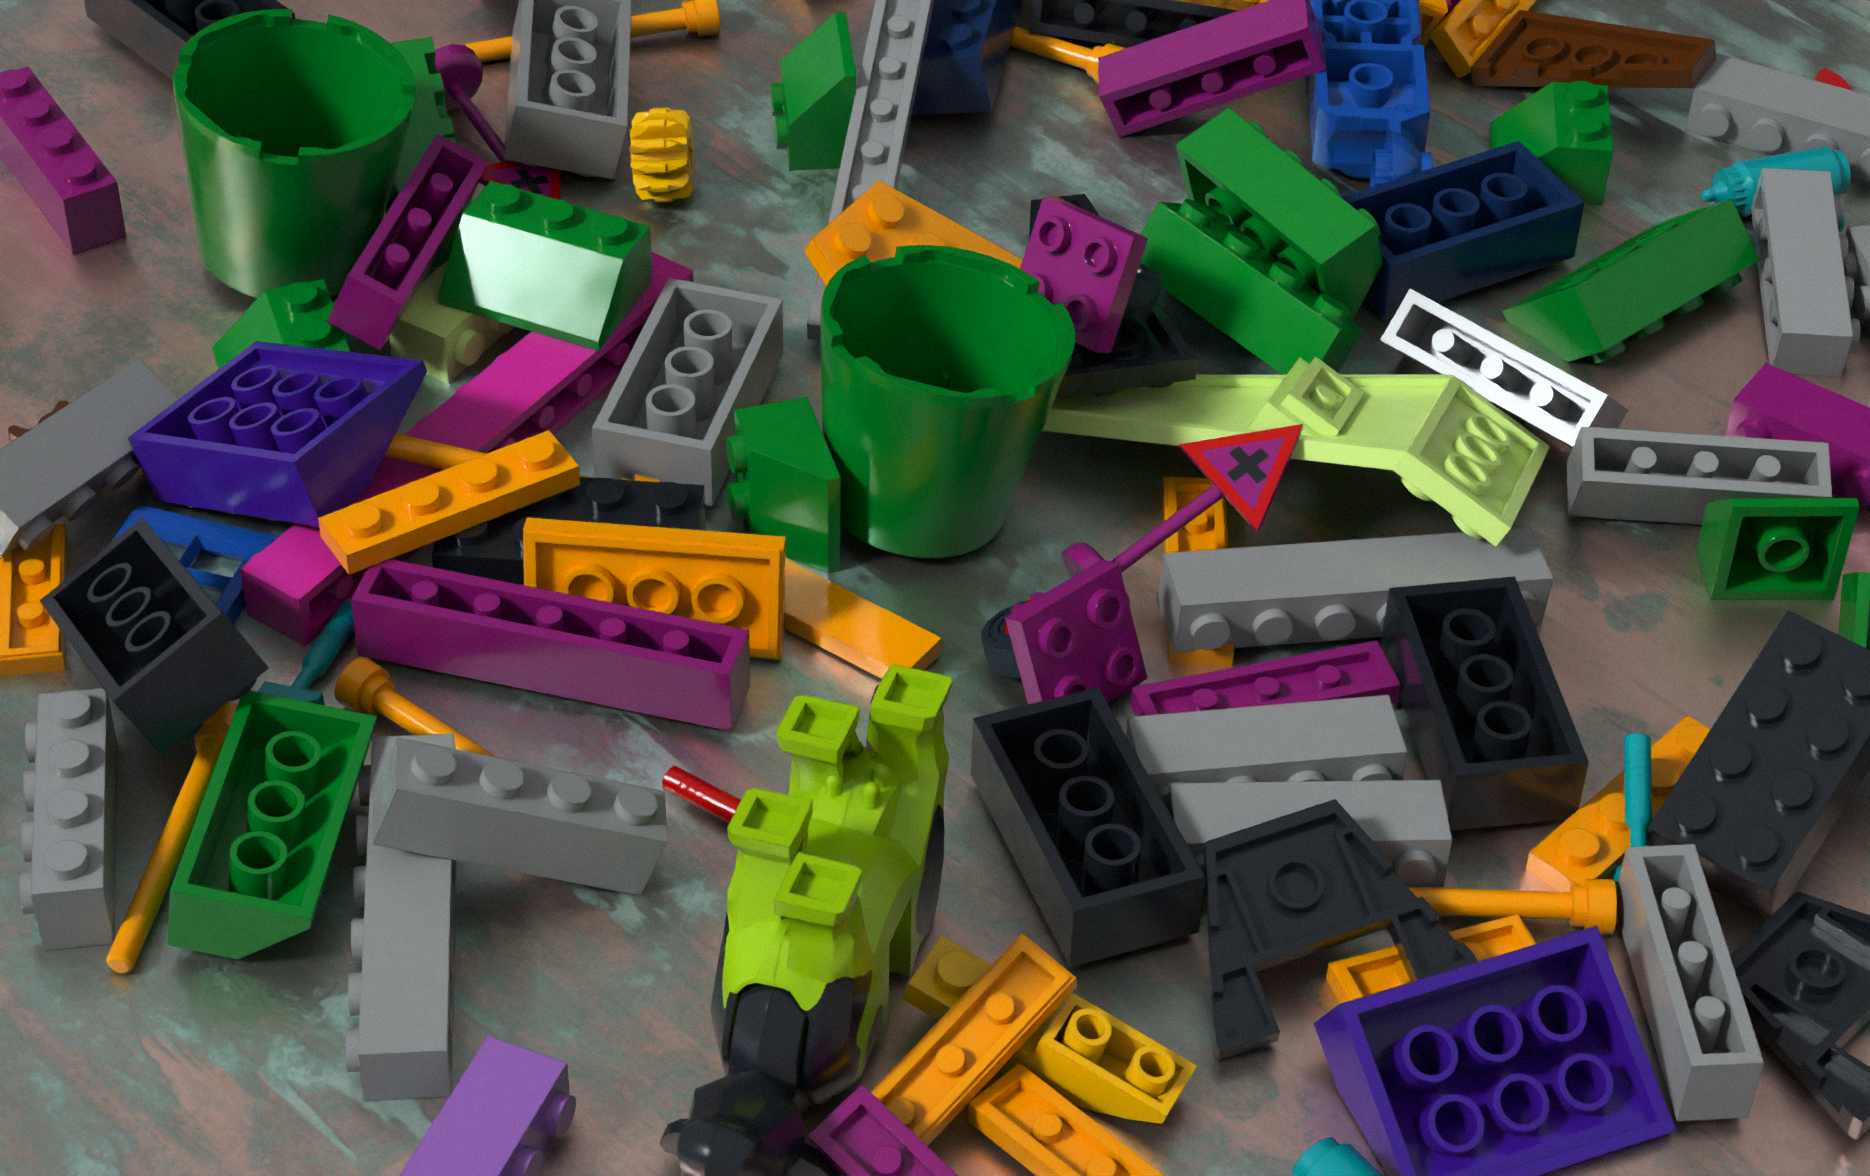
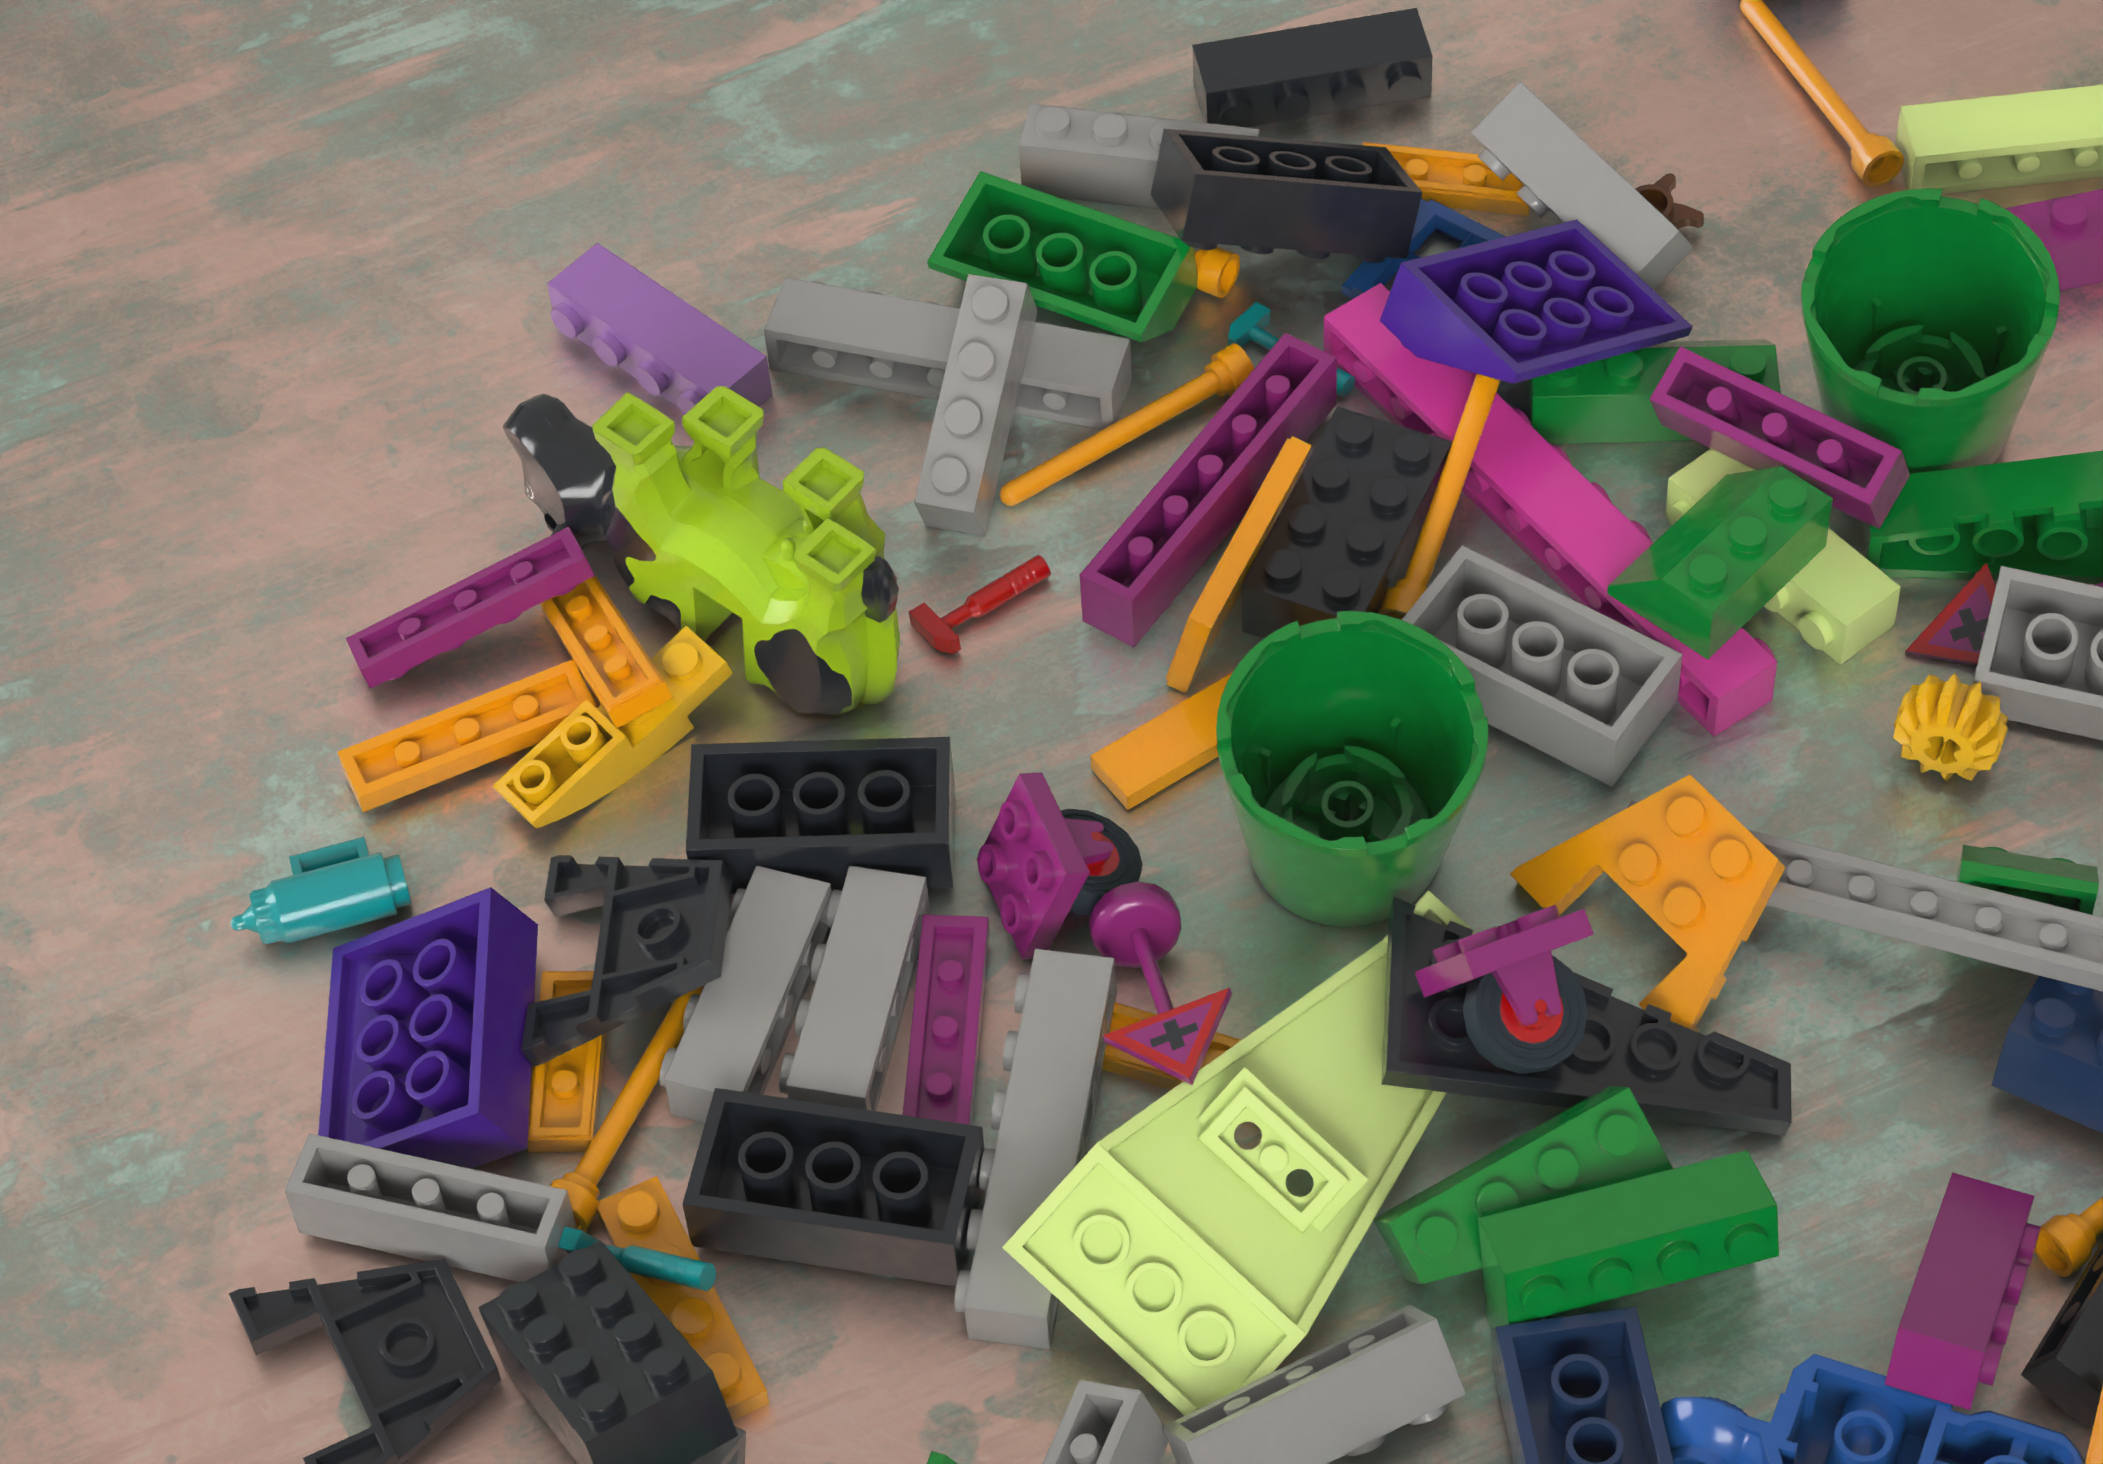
camera: 115 degrees right, 10 degrees up
(448, 502) = (1378, 414): light orange plate -> none

